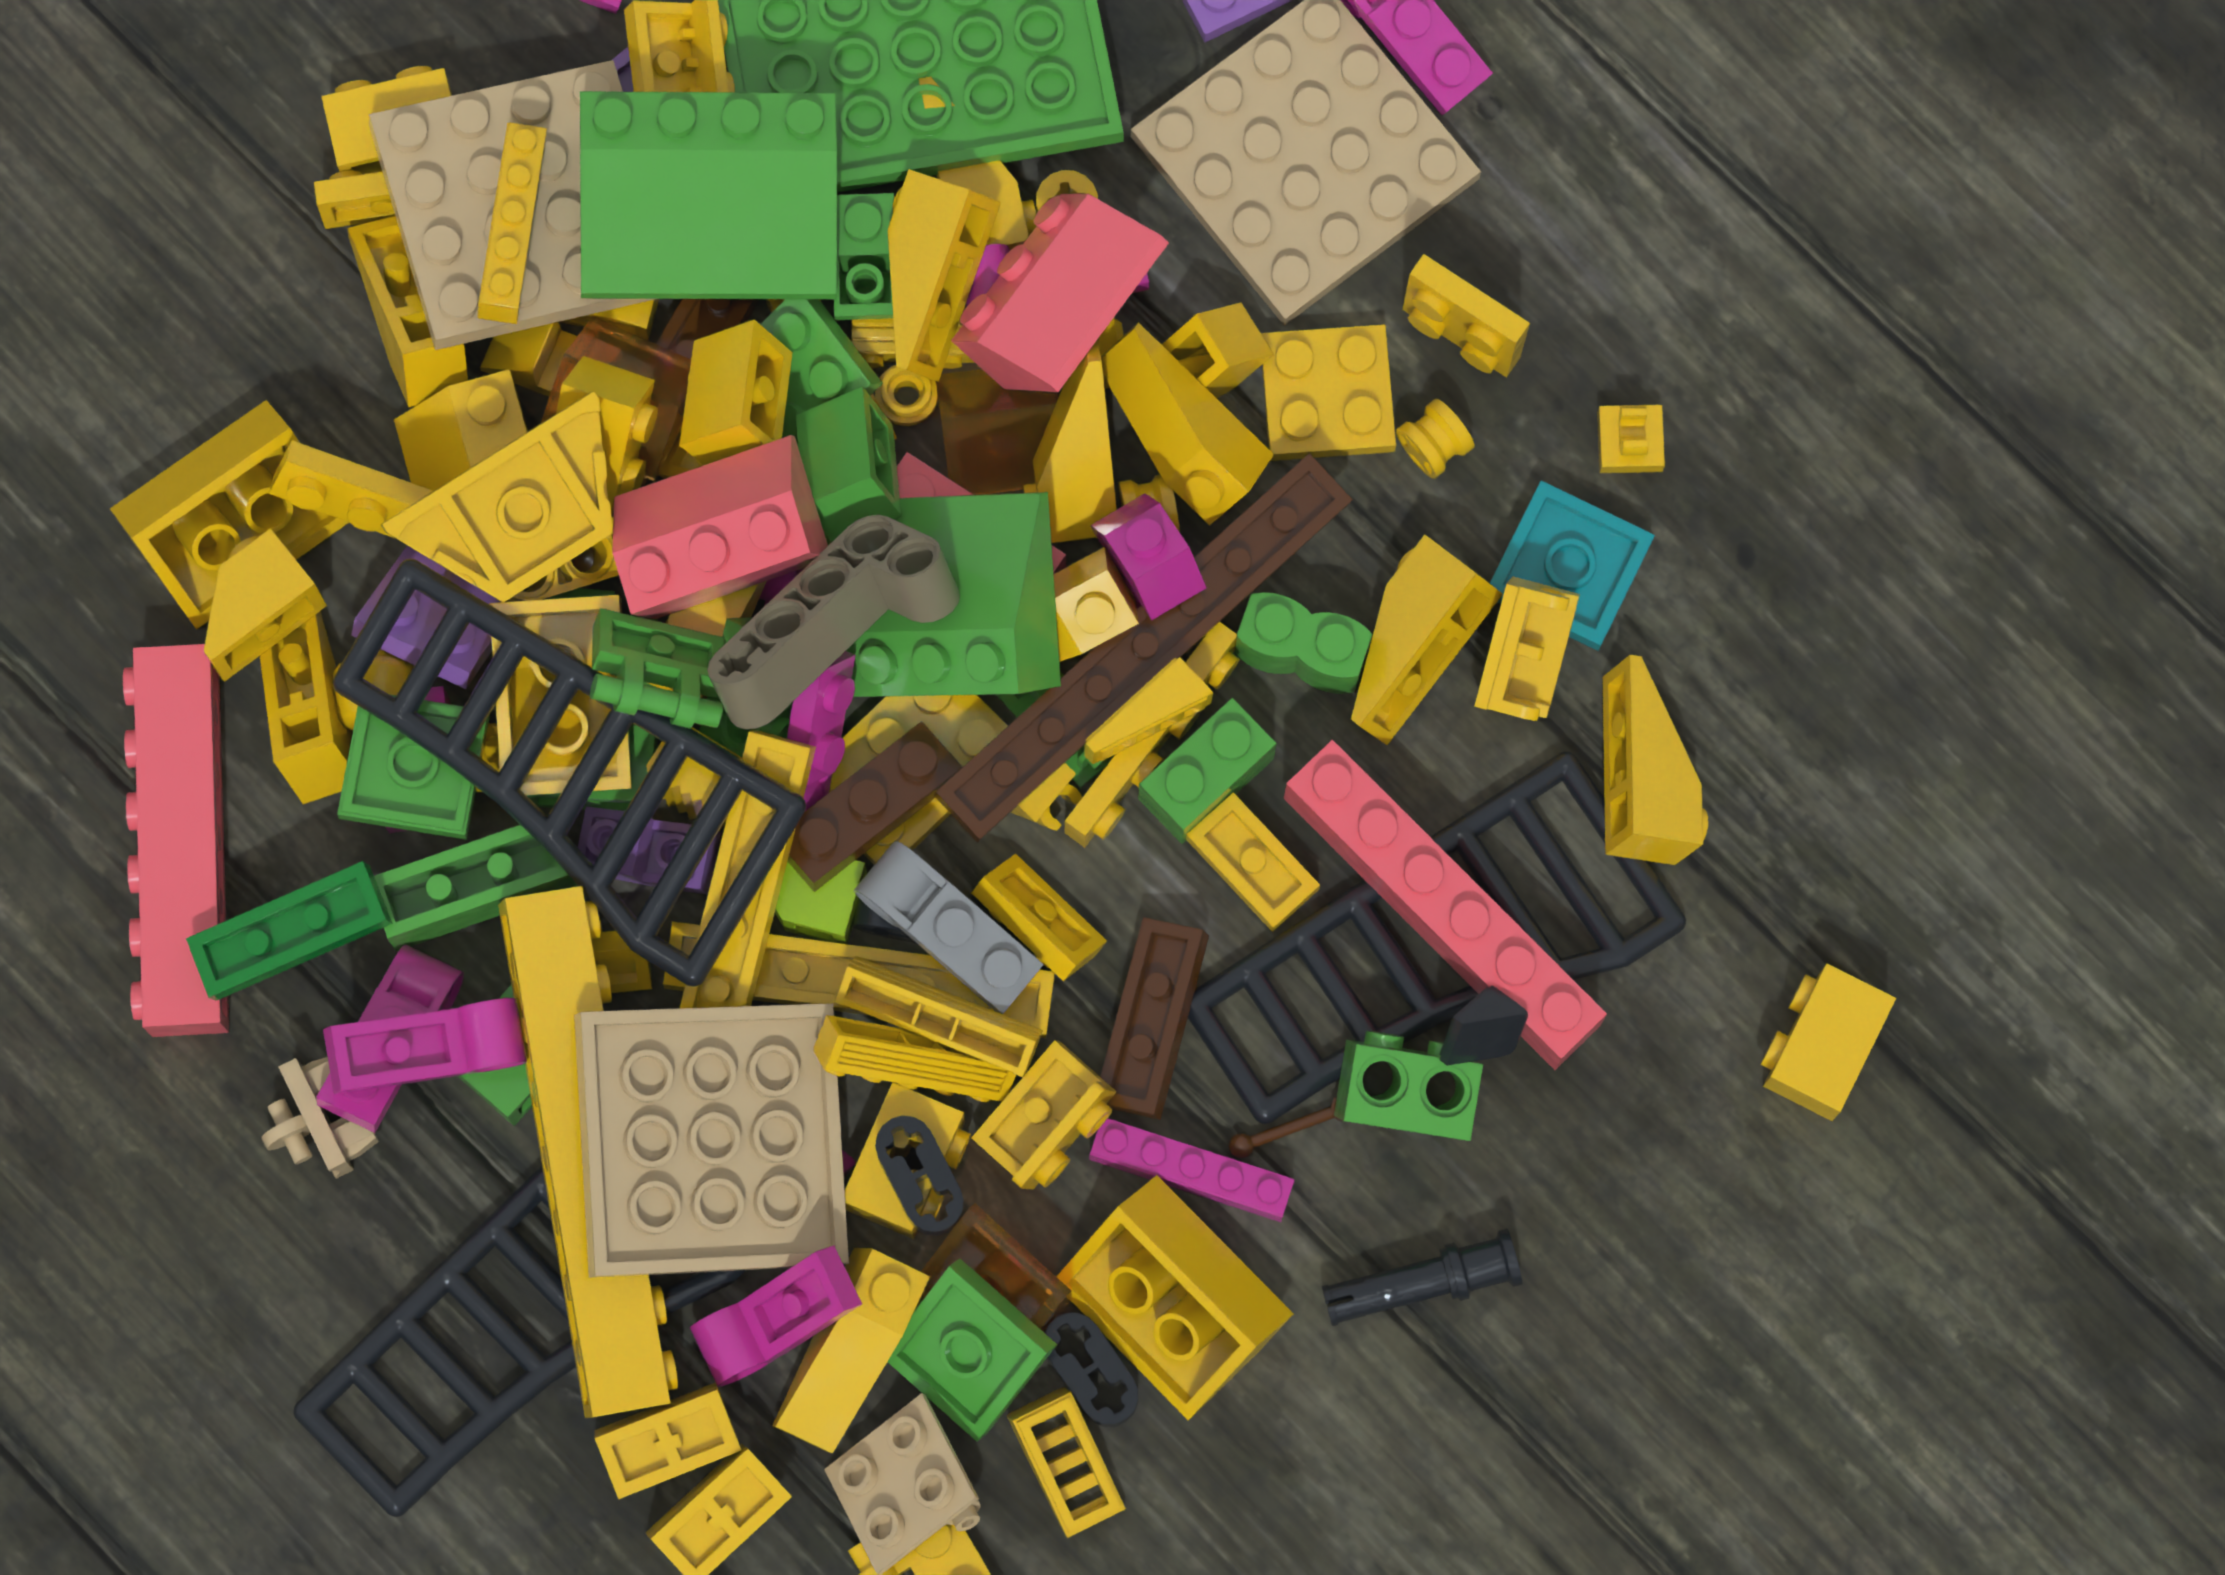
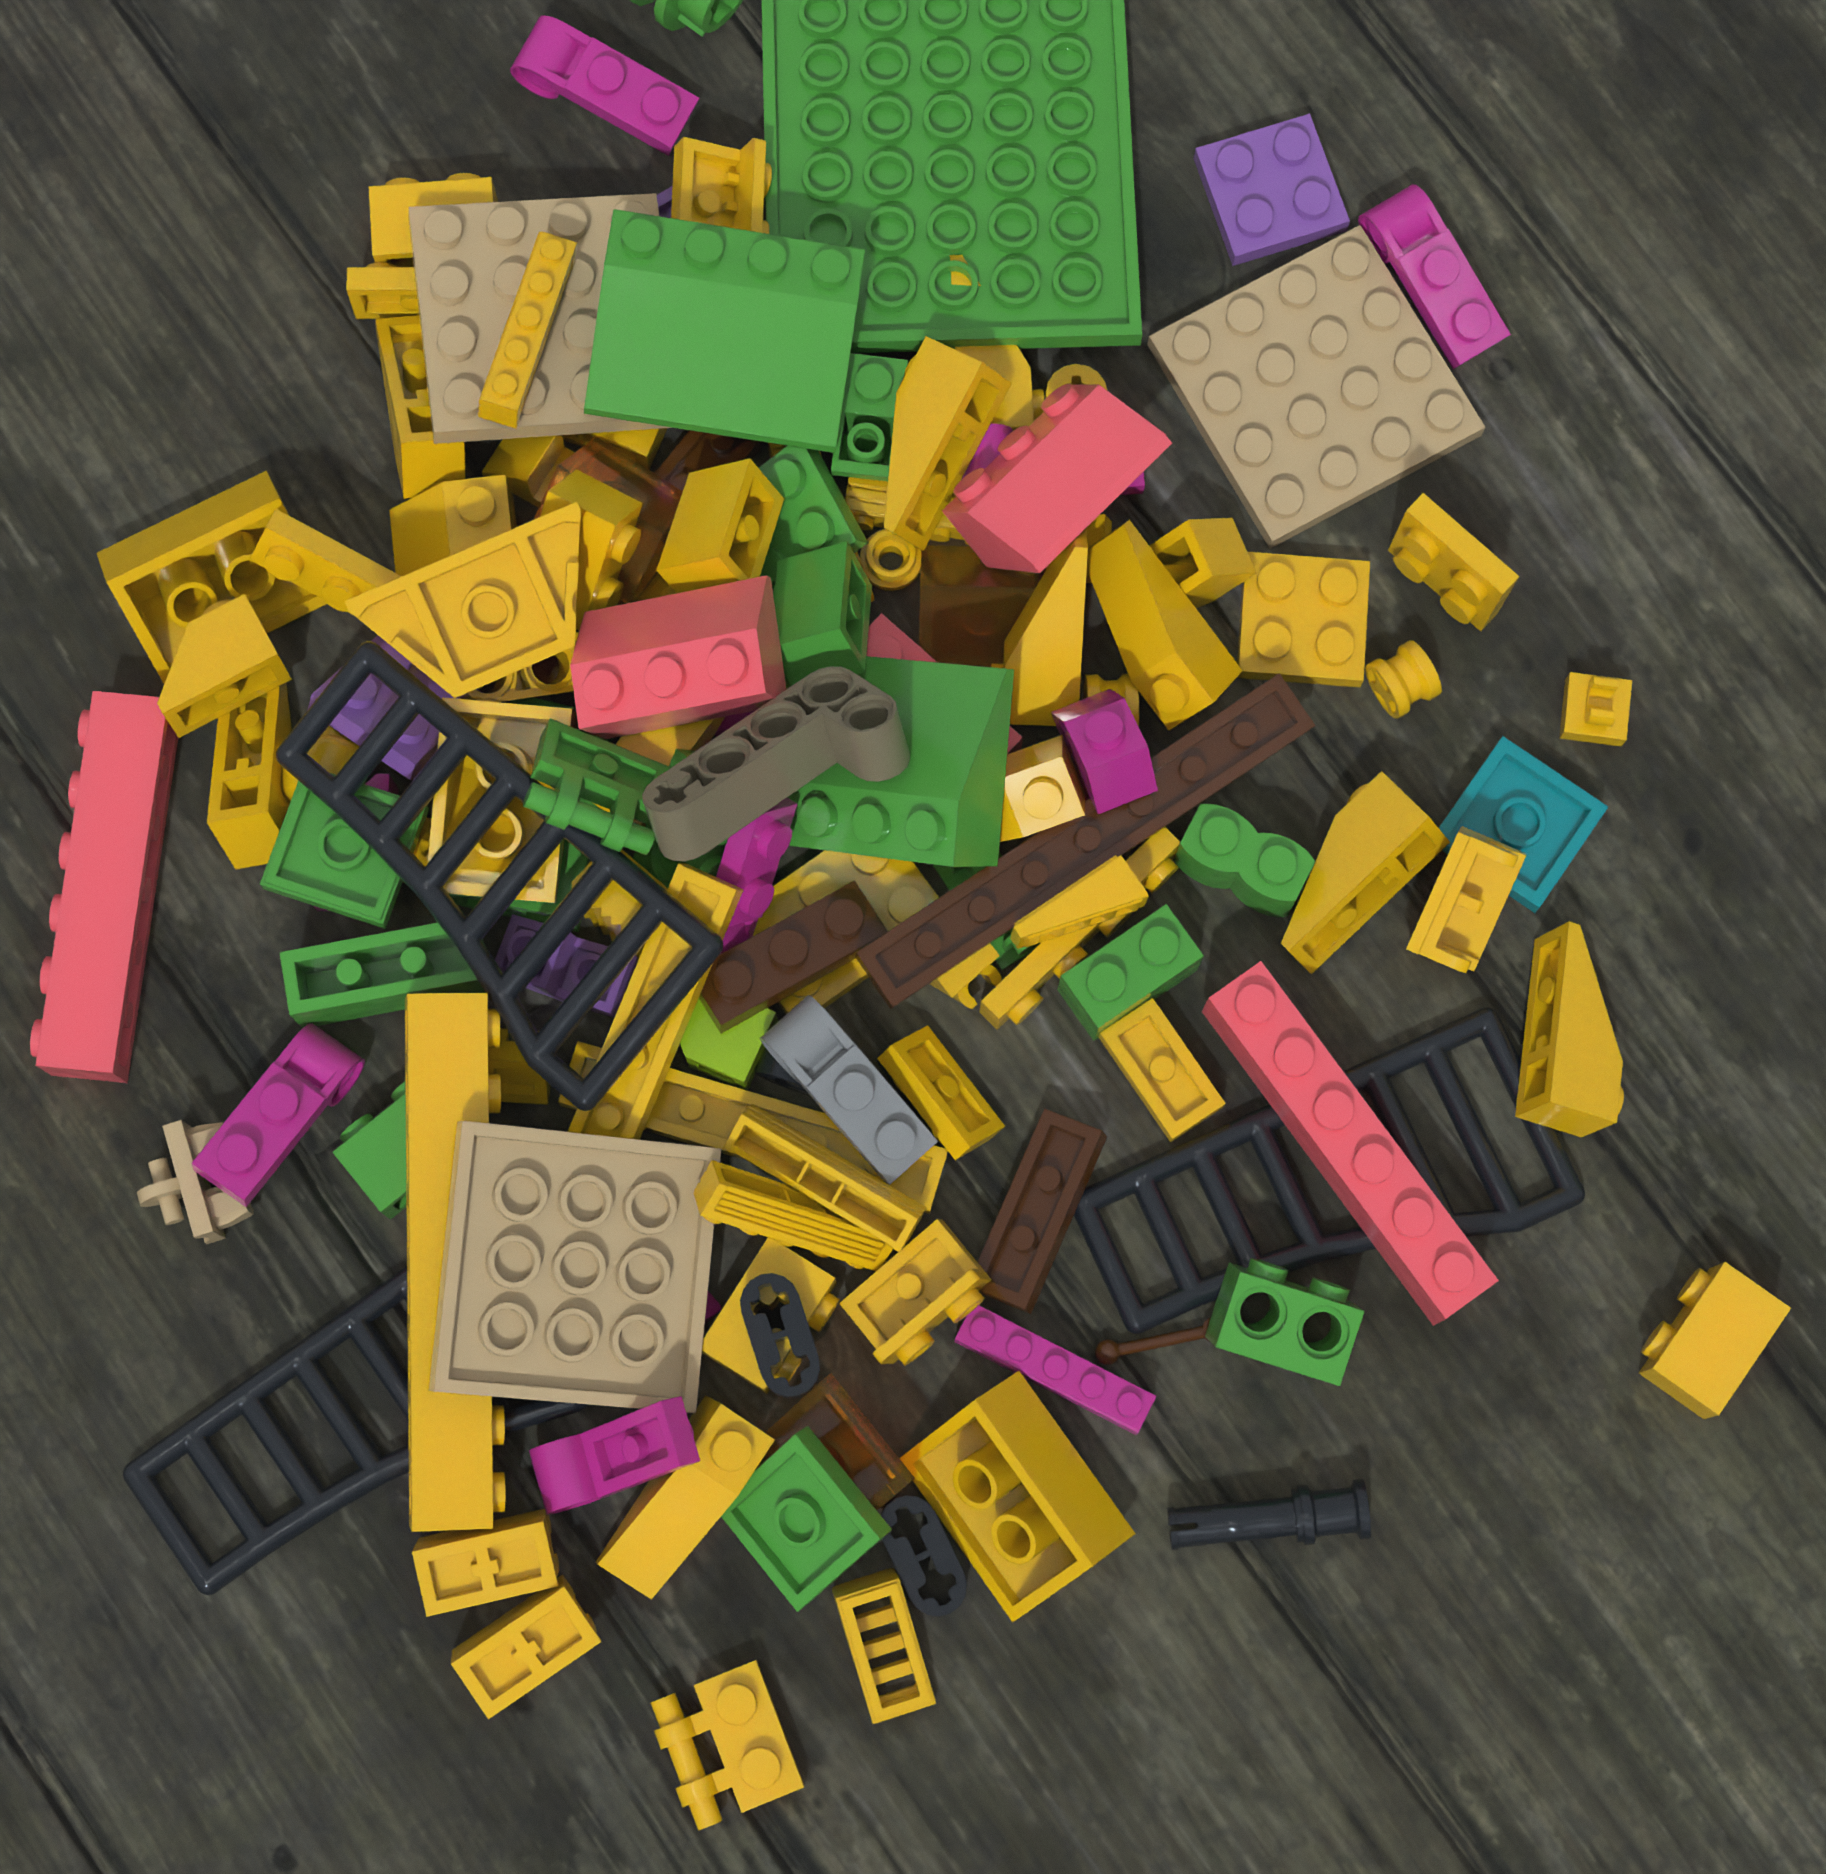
camera: 10 degrees right, 0 degrees up
(289, 931) = (193, 992): green plate -> none
(425, 1046) = (306, 1129): dark pink plate -> none
(903, 1485) = (715, 1647): tan hinge -> none
(1484, 1029) = (1372, 1276): black slope -> none

